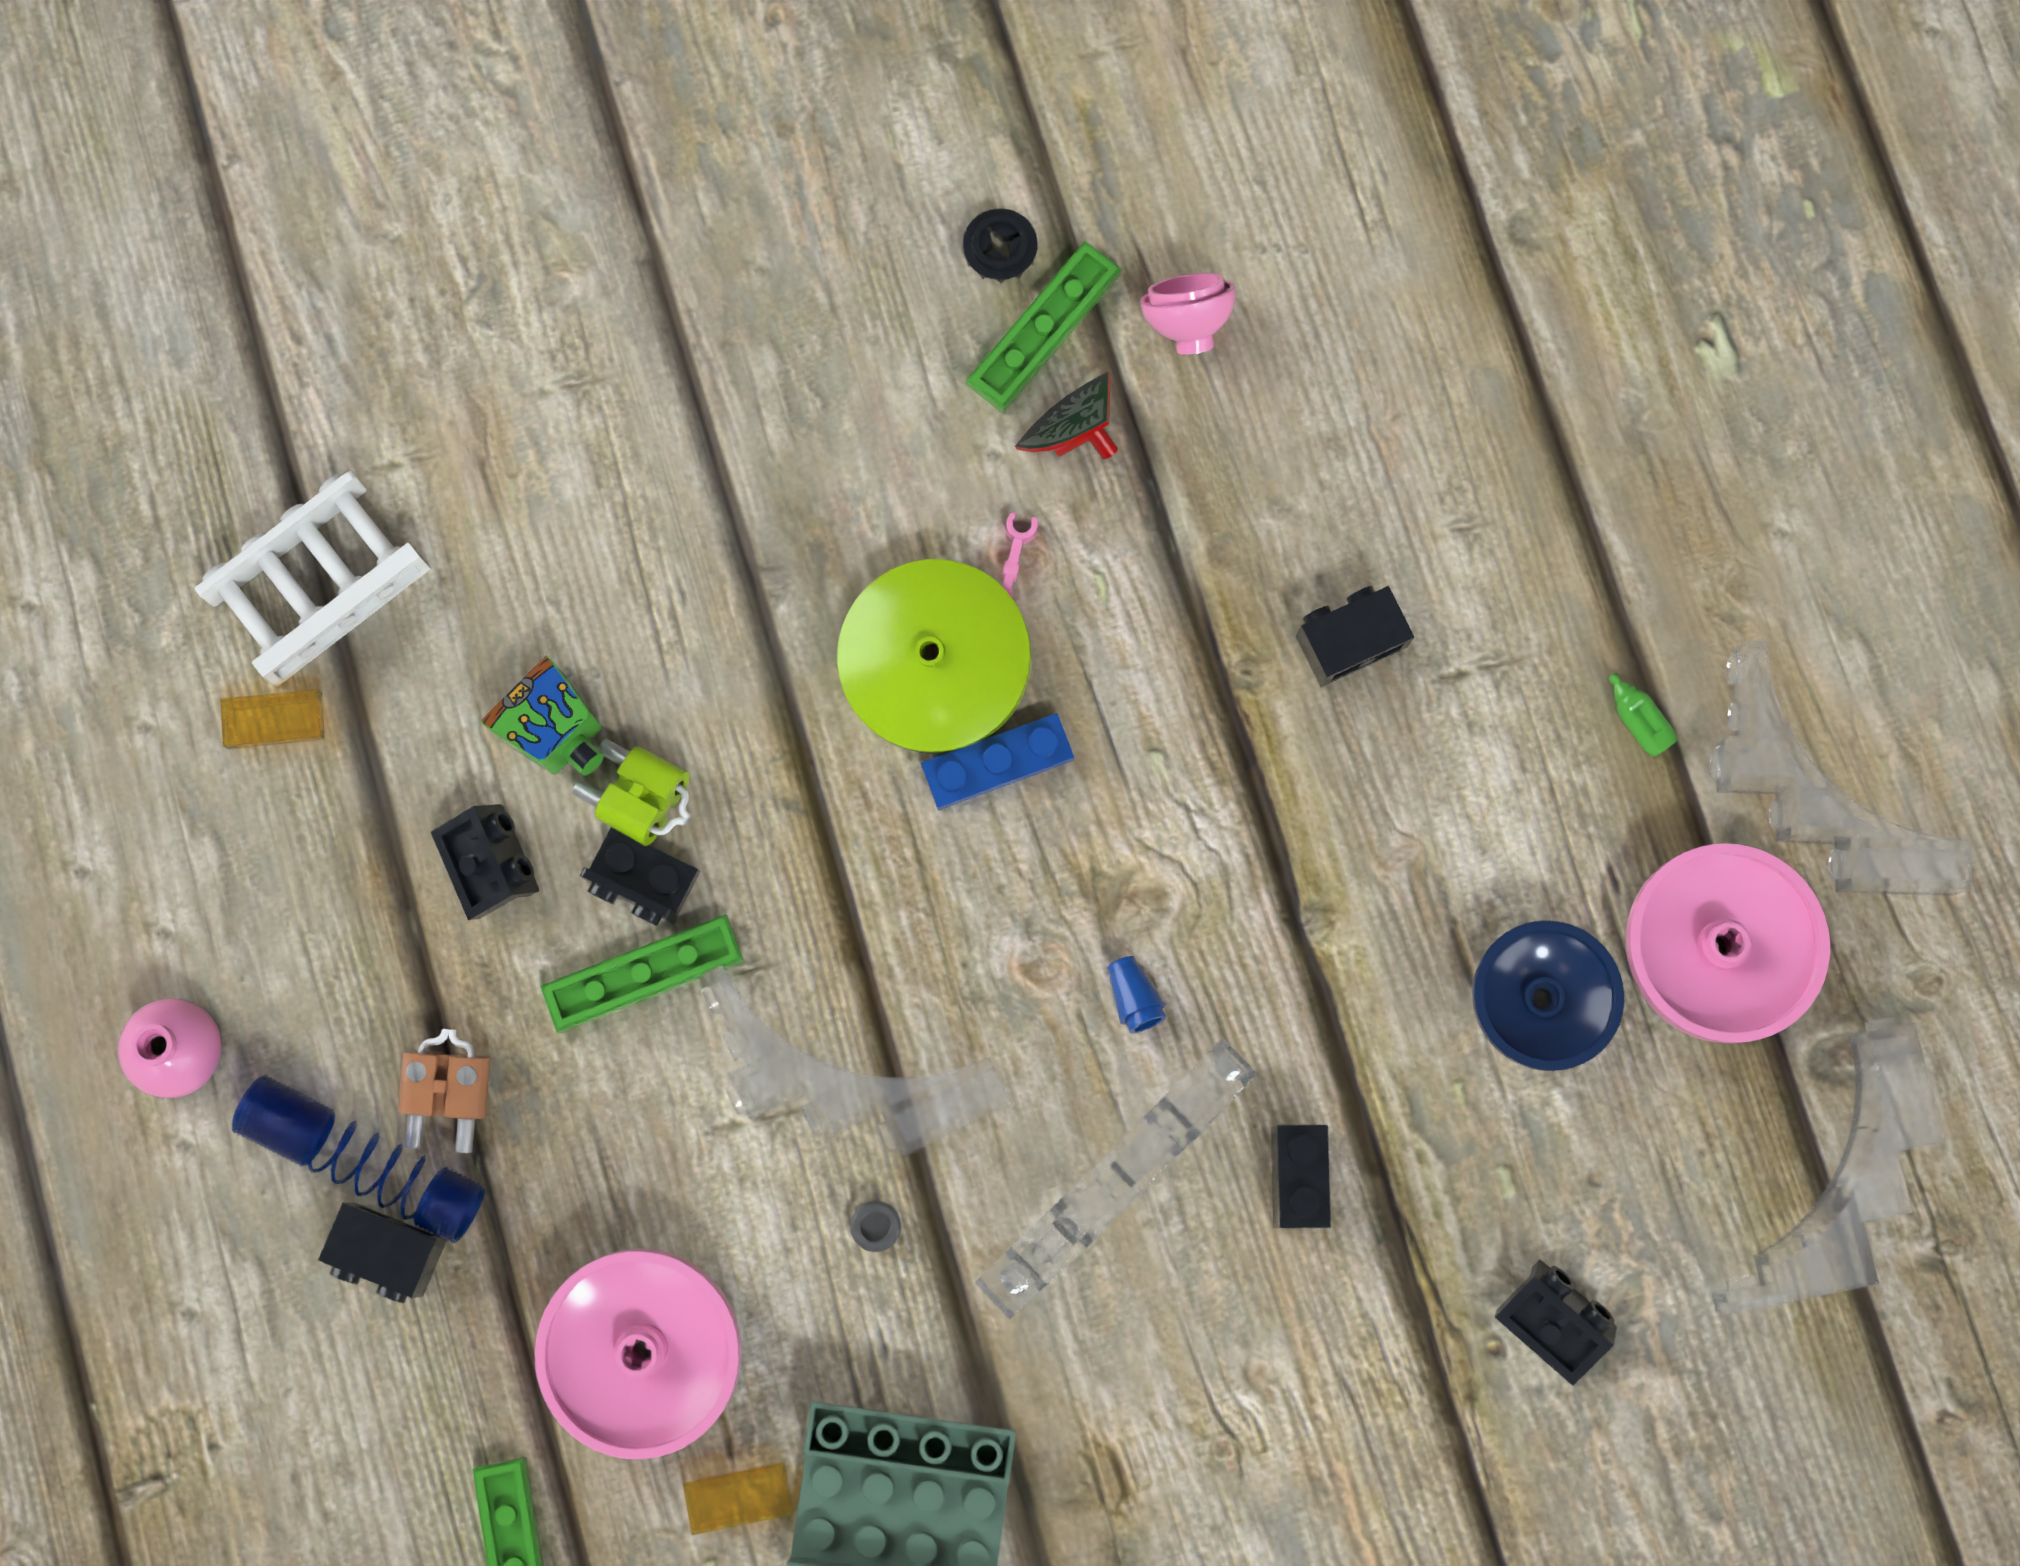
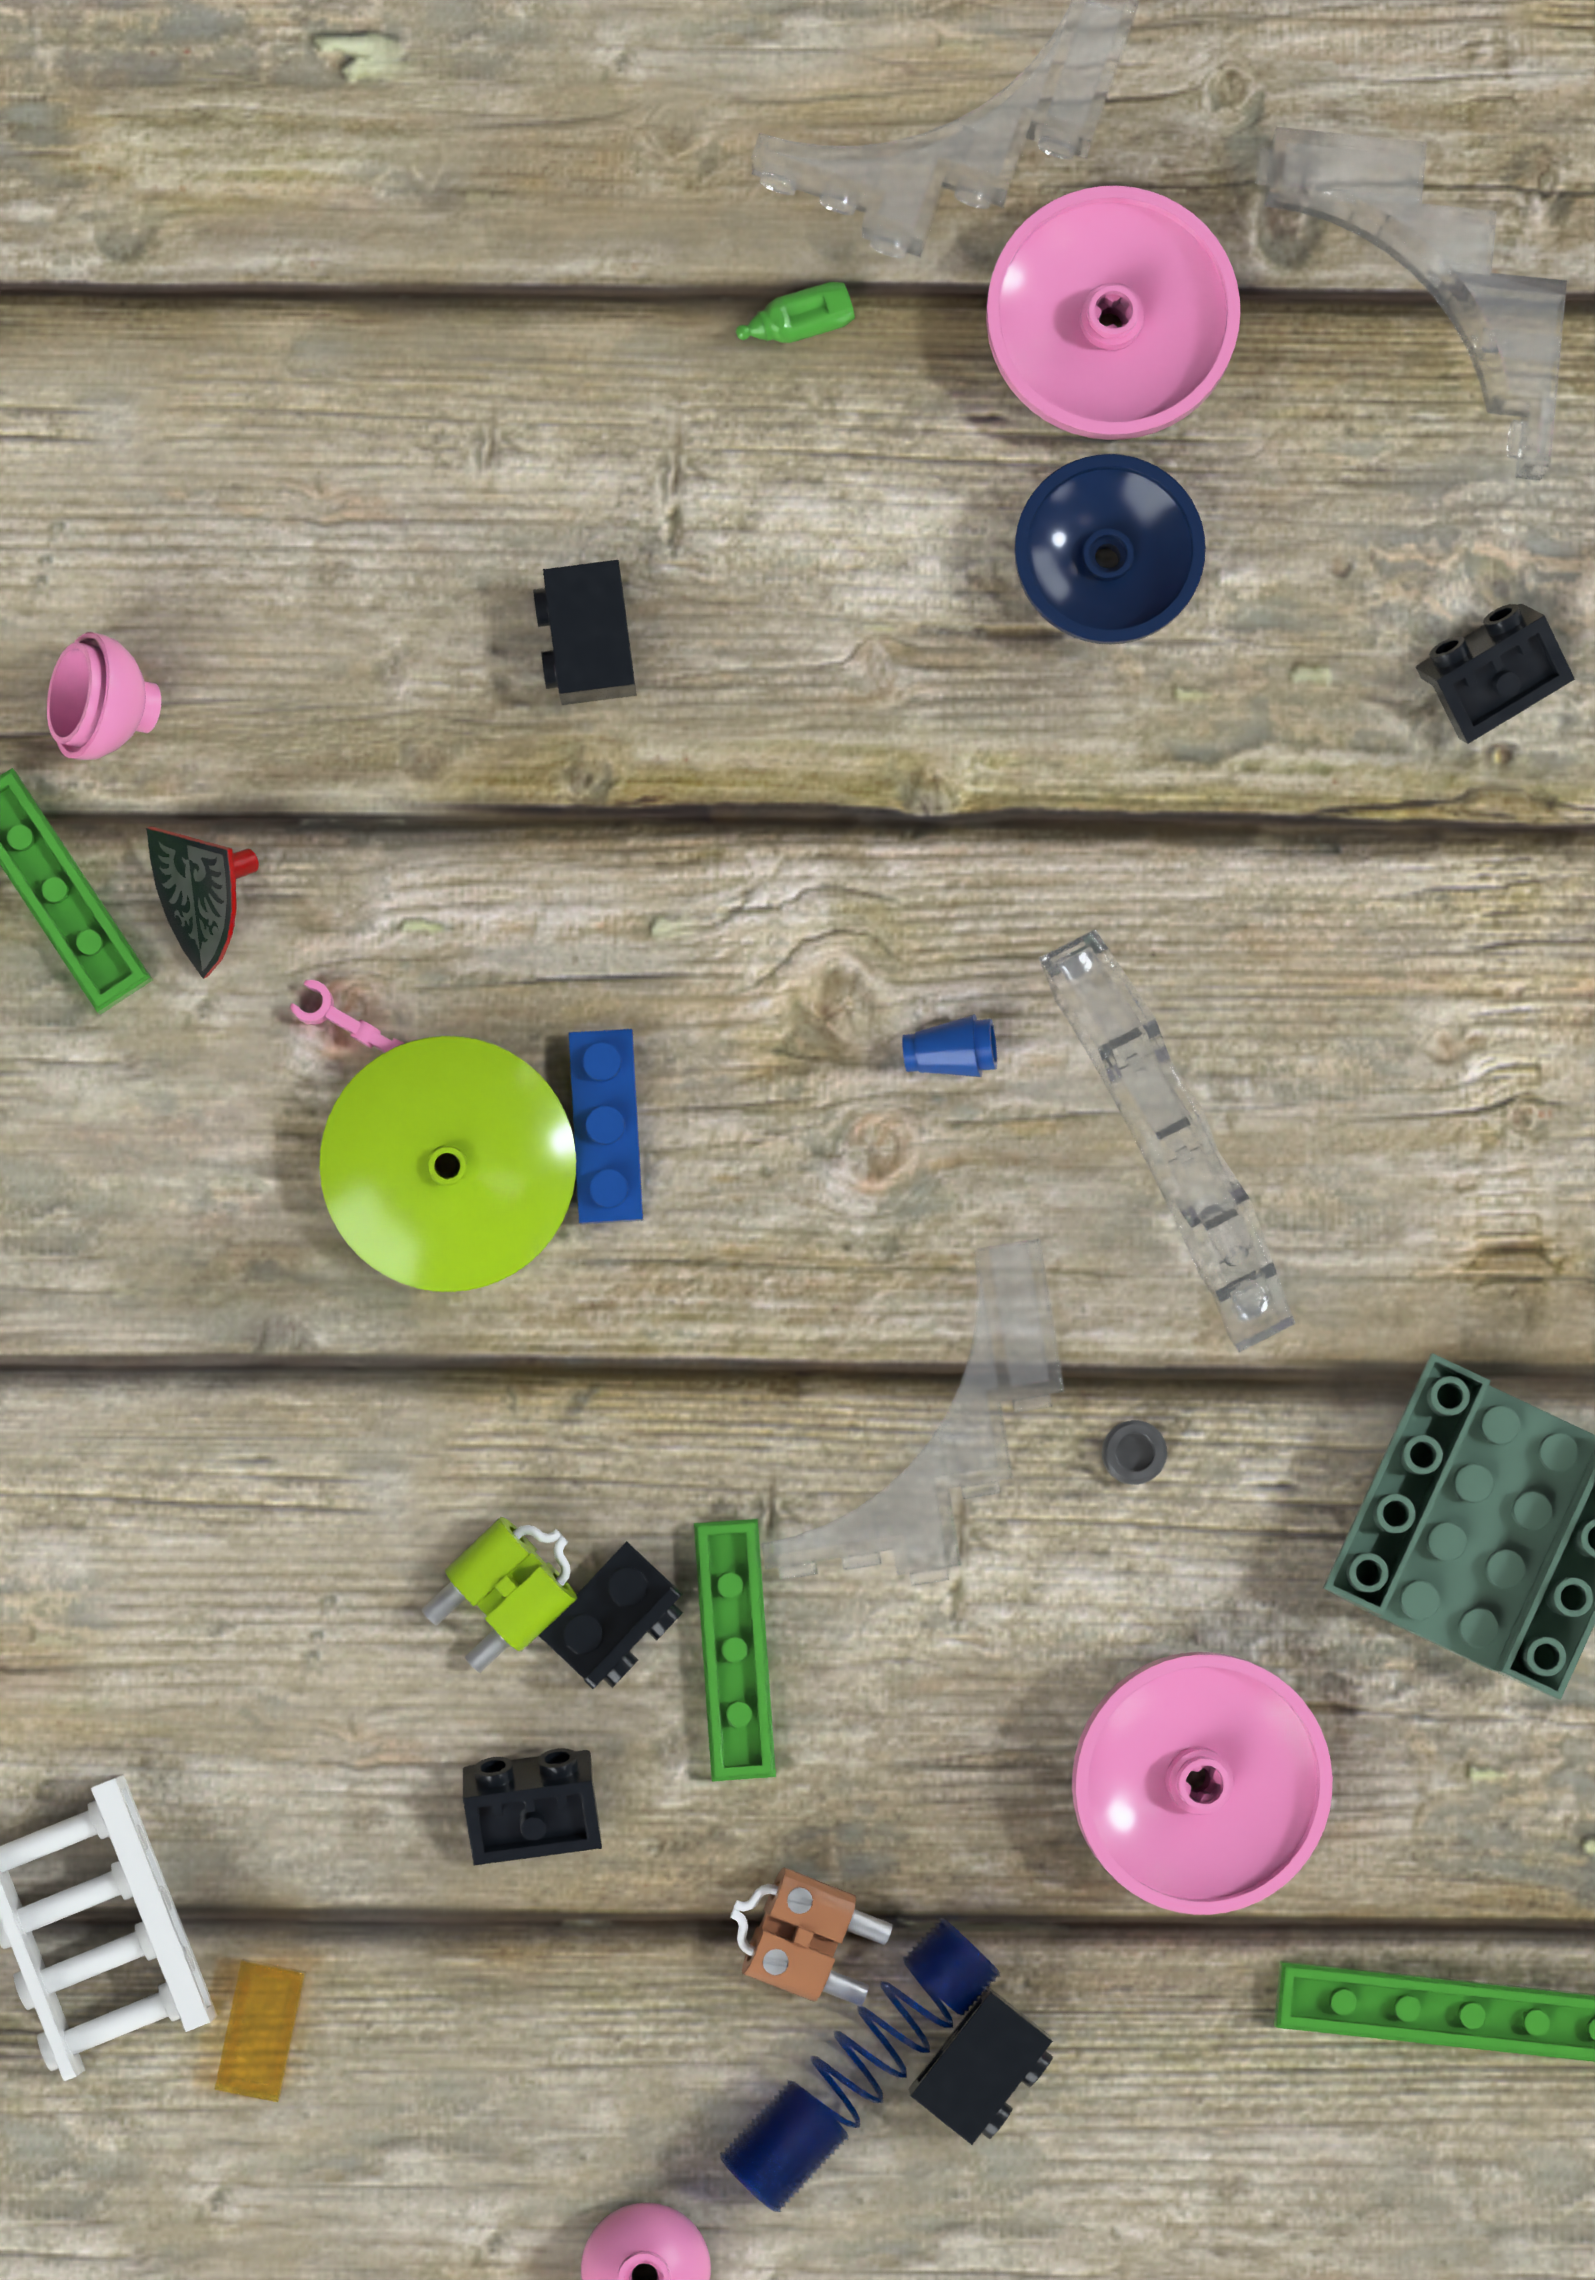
camera: 75 degrees left, 5 degrees up
(547, 721) = (380, 1676): torso -> none
(738, 1498) = (1406, 1714): clear yellow tile -> none
(1300, 1176) = (1234, 918): black brick -> none

